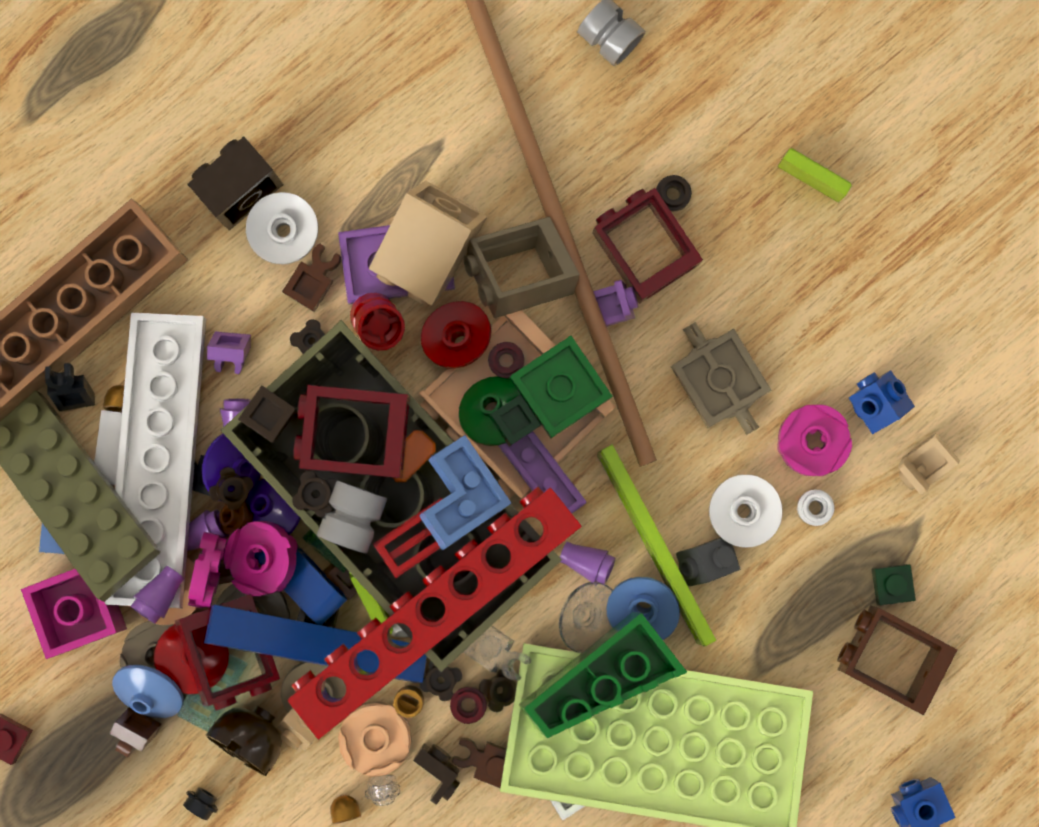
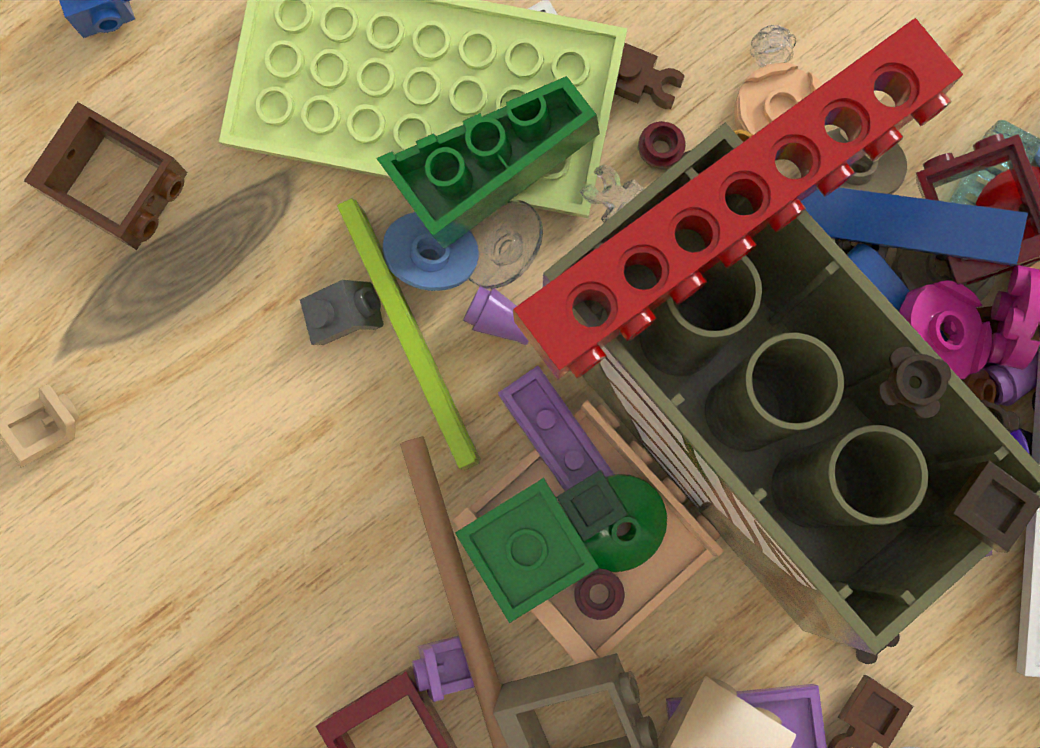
camera: 170 degrees left, 5 degrees down
(201, 803) = (1004, 38): black plate -> none
(229, 348) = (985, 628): medium lavender tile -> none
(248, 737) = (964, 121): dark brown cylinder -> none
(344, 809) = (821, 23): pearl gold hinge -> none
(351, 517) = (866, 333): light grey wheel -> none
(377, 321) = (781, 655): red wheel -> none
(389, 557) = (713, 339): red tile -> none
(396, 431) = (795, 466): dark red window -> none
(417, 451) = (768, 436): orange piece -> none
(437, 763) = (703, 70): dark brown bracket -> none
(448, 324) = (681, 645): red dish -> none
(473, 494) = (676, 364): medium blue plate -> none
(490, 687) = (624, 147): dark brown plate -> none
(721, 378) = (305, 556): dark tan plate -> none
(764, 511) = (263, 368): white dish -> none
(808, 420) = (158, 466): dark pink plate -> none
(825, 513) = (180, 374): white plate -> none
(880, 400) = (88, 513): blue brick -> none
(893, 584) = (102, 273): dark green plate -> none

